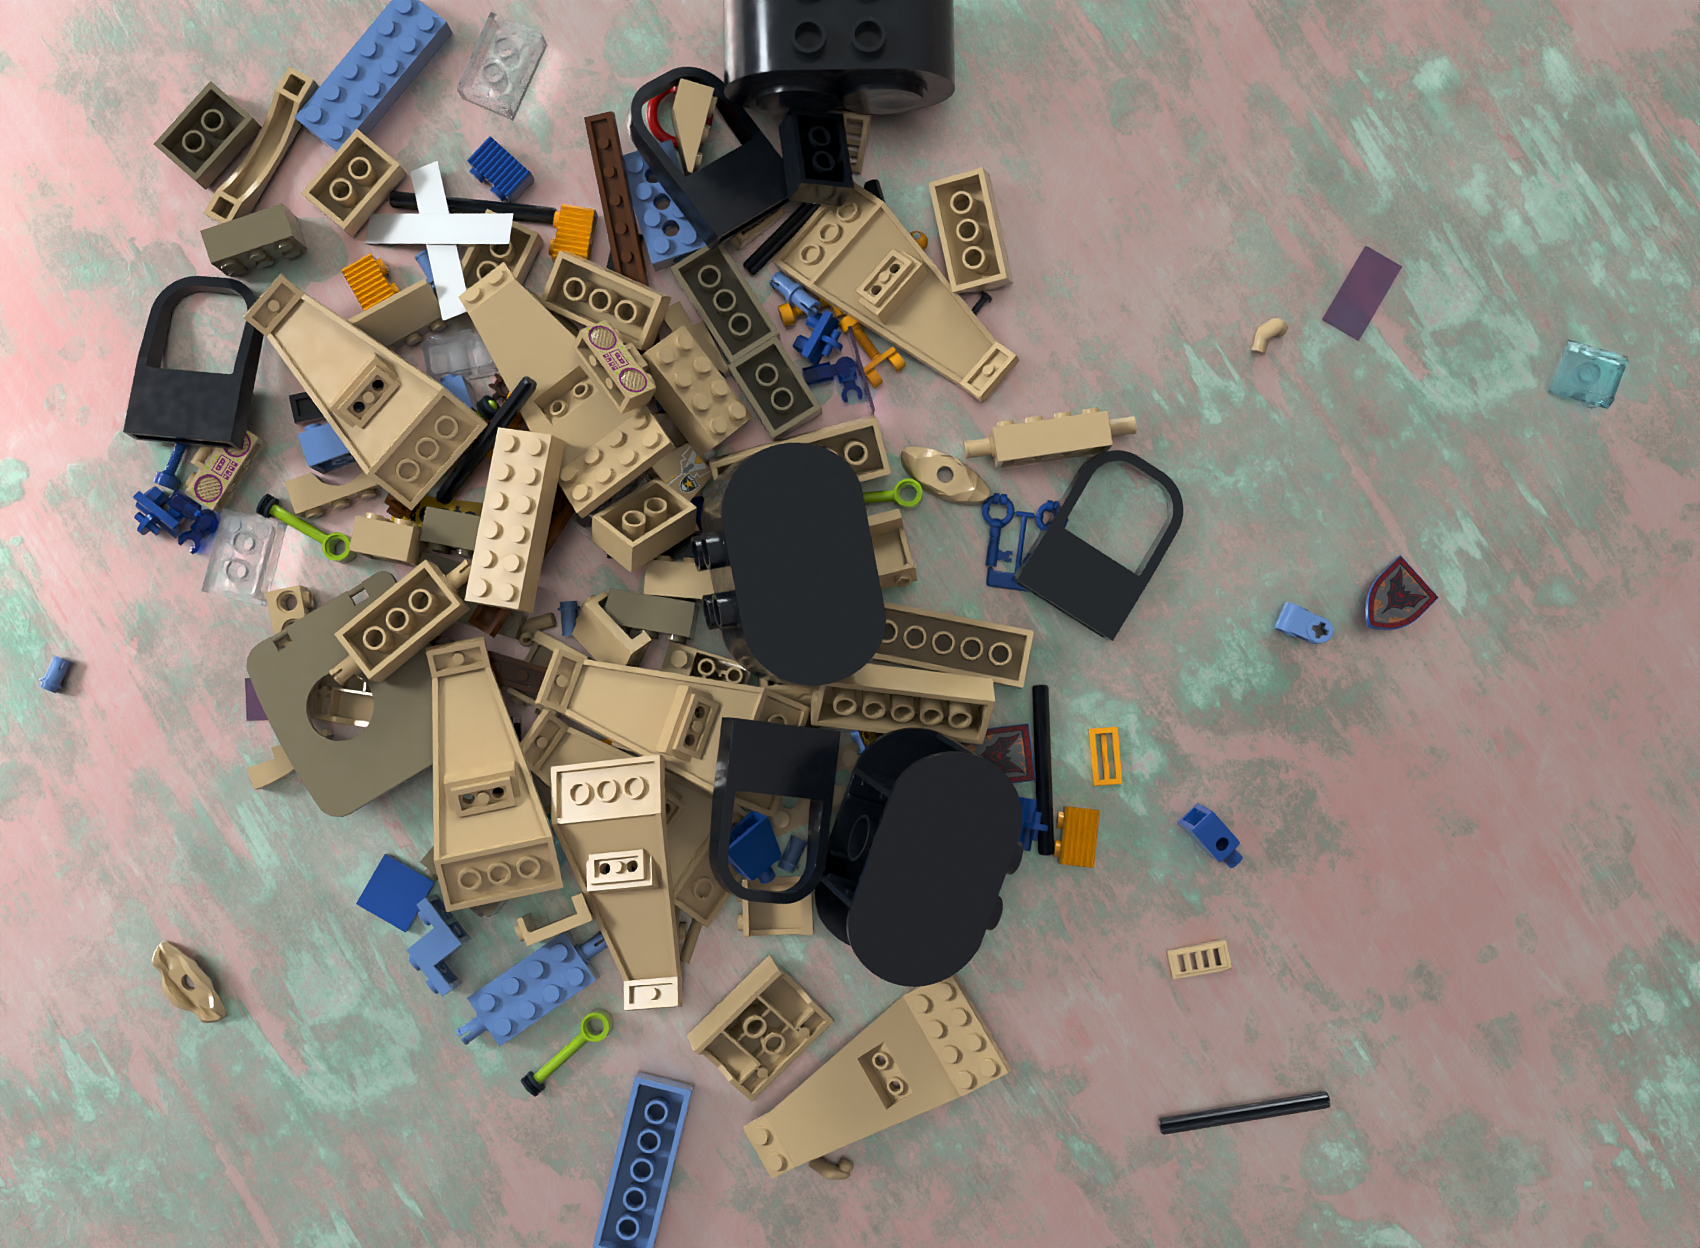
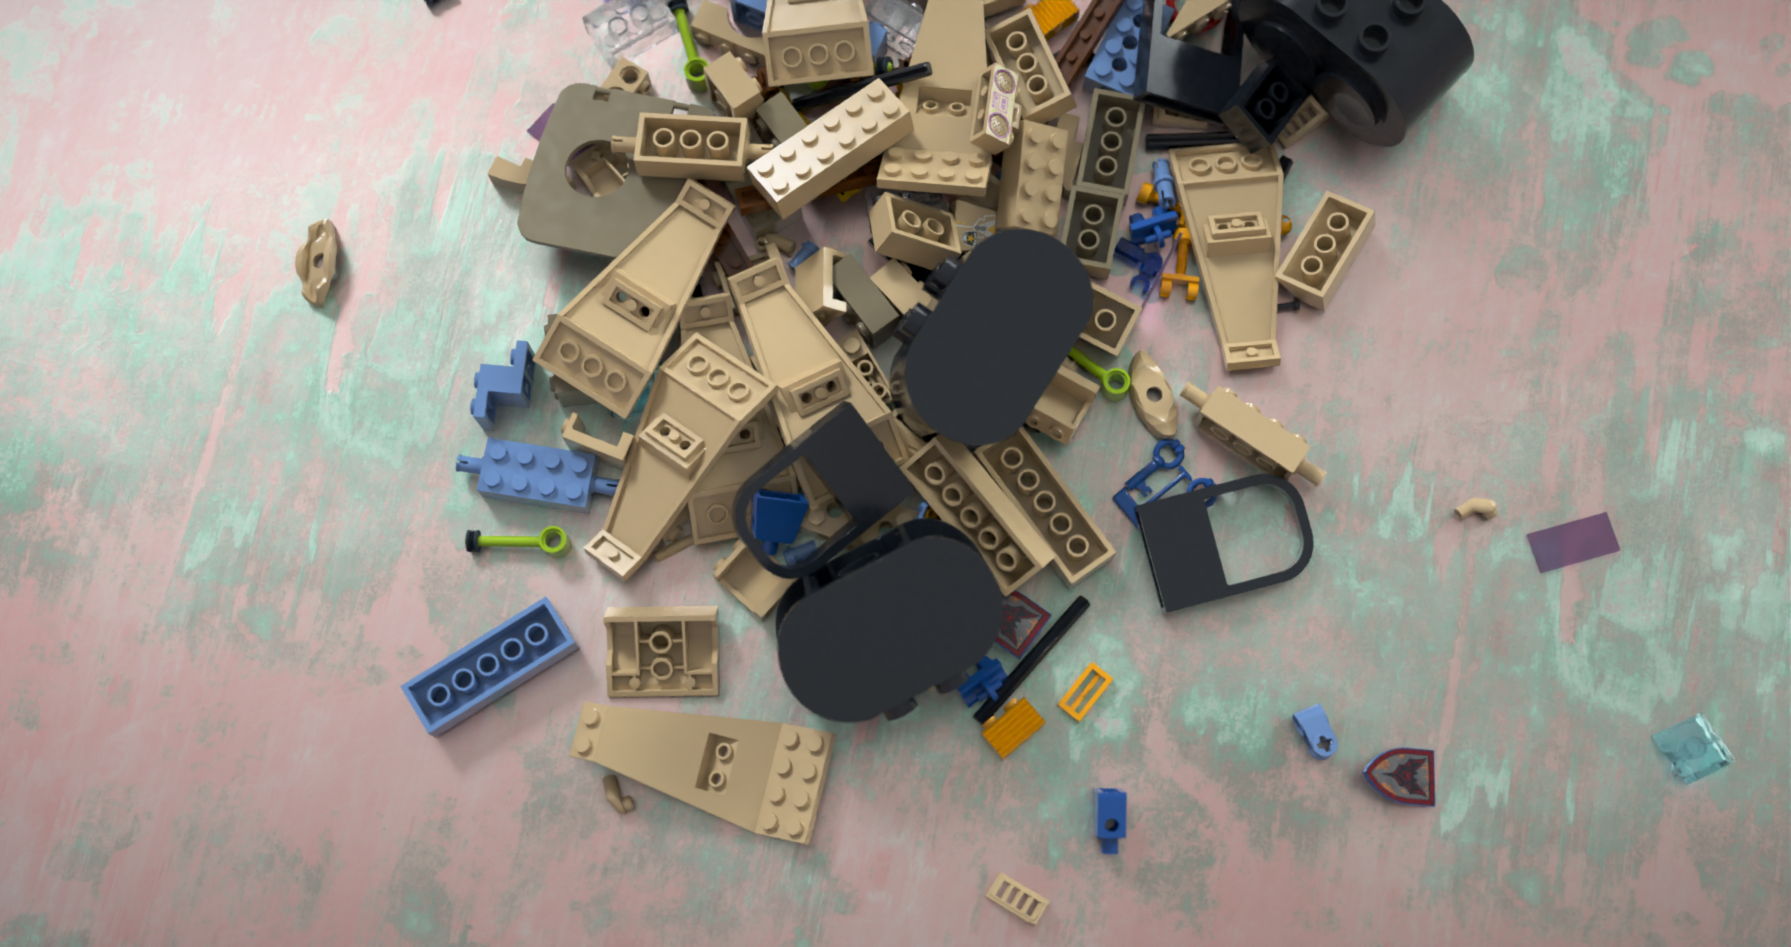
camera: 40 degrees right, 10 degrees down
(395, 892) = (506, 325): blue tile -> none

